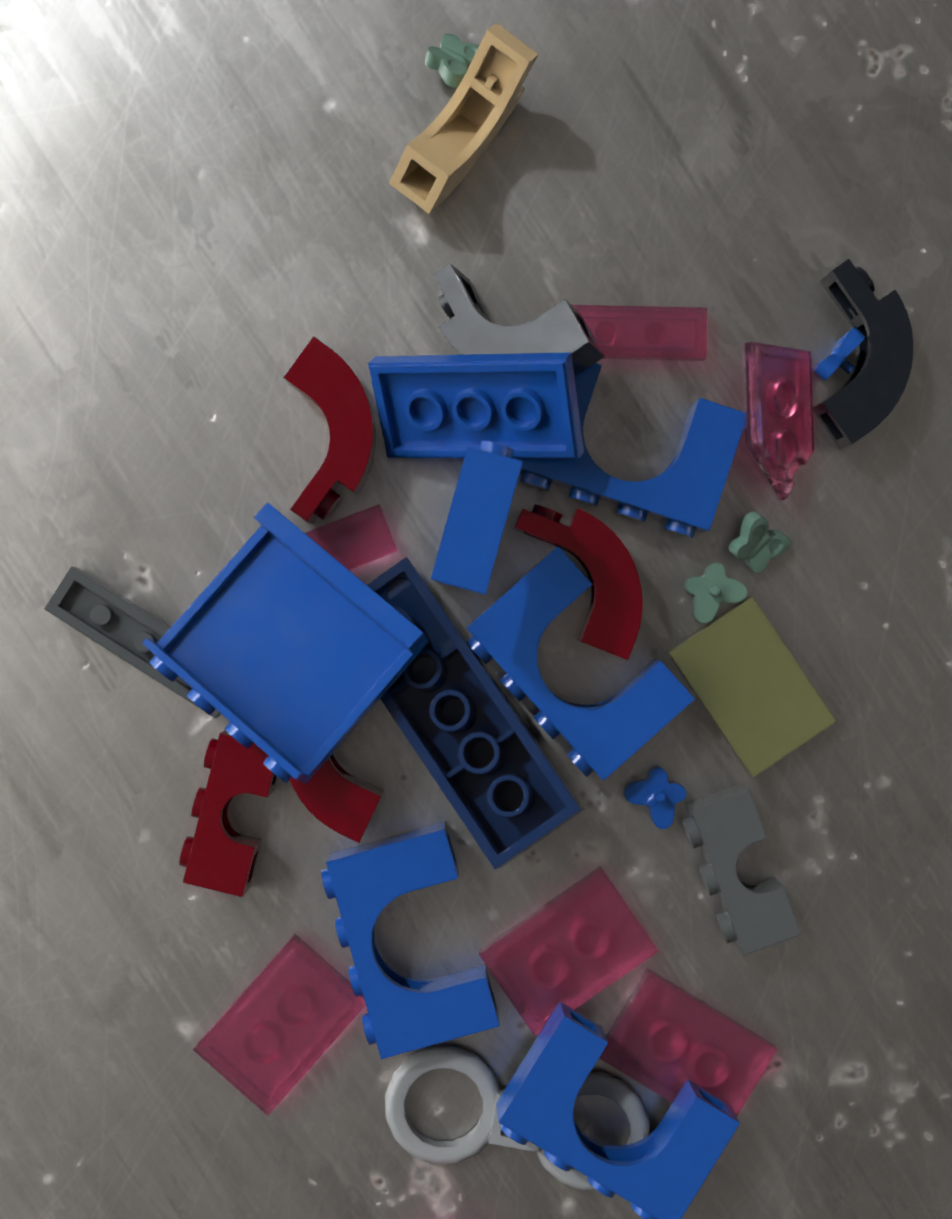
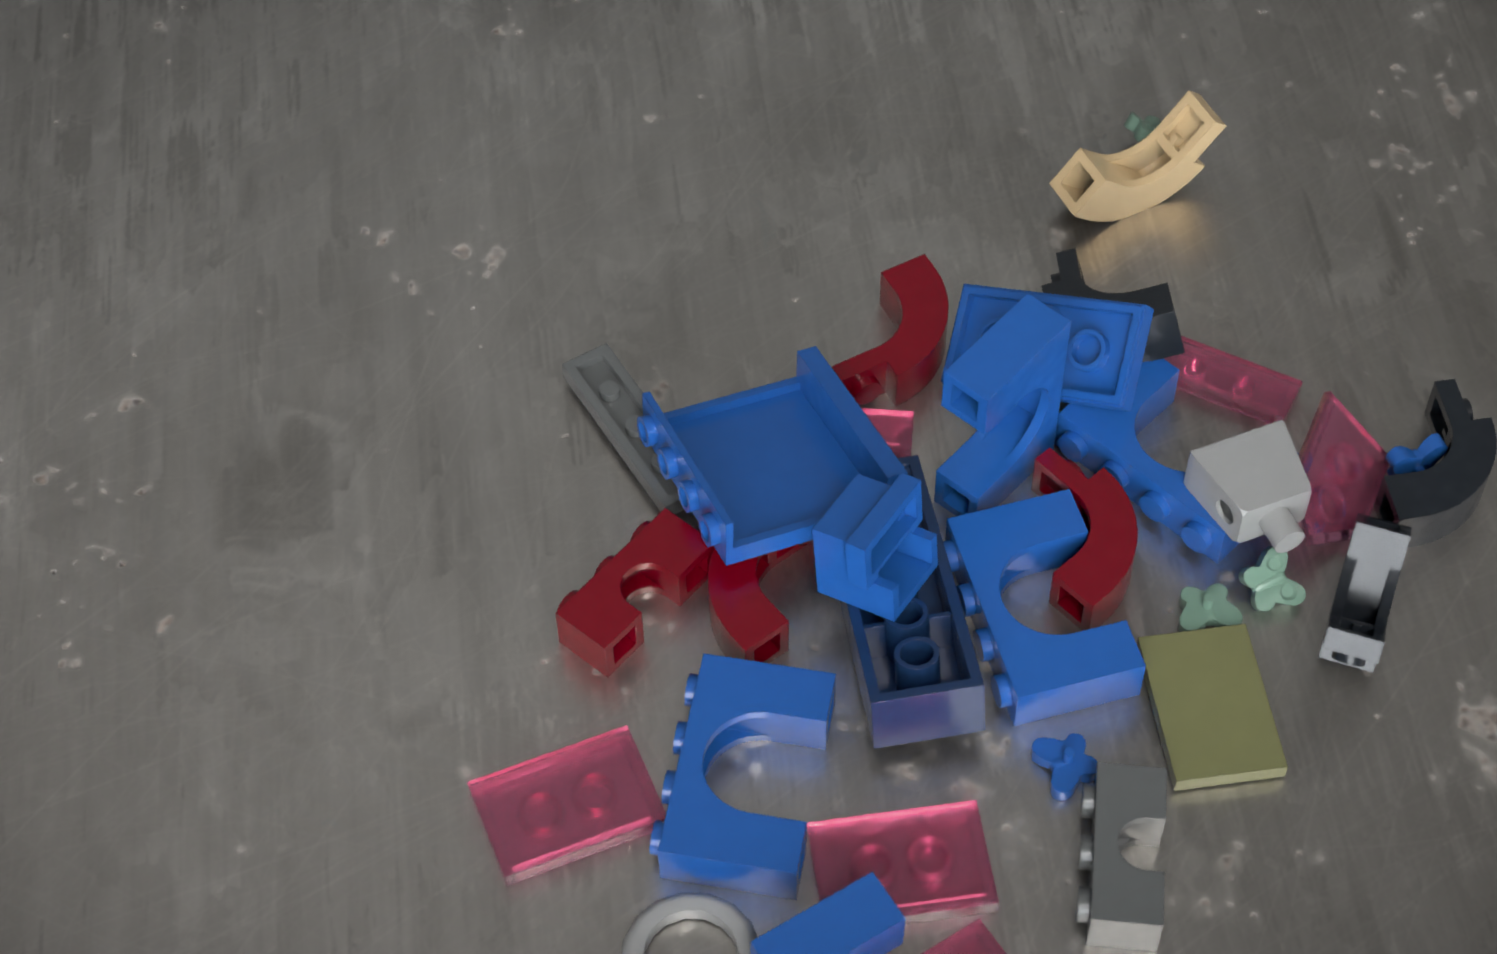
camera: 30 degrees right, 35 degrees down
(429, 719) = (872, 546): none -> blue plate
(725, 483) = (1253, 485): none -> light grey torso
(842, 537) = (1365, 593): none -> arch

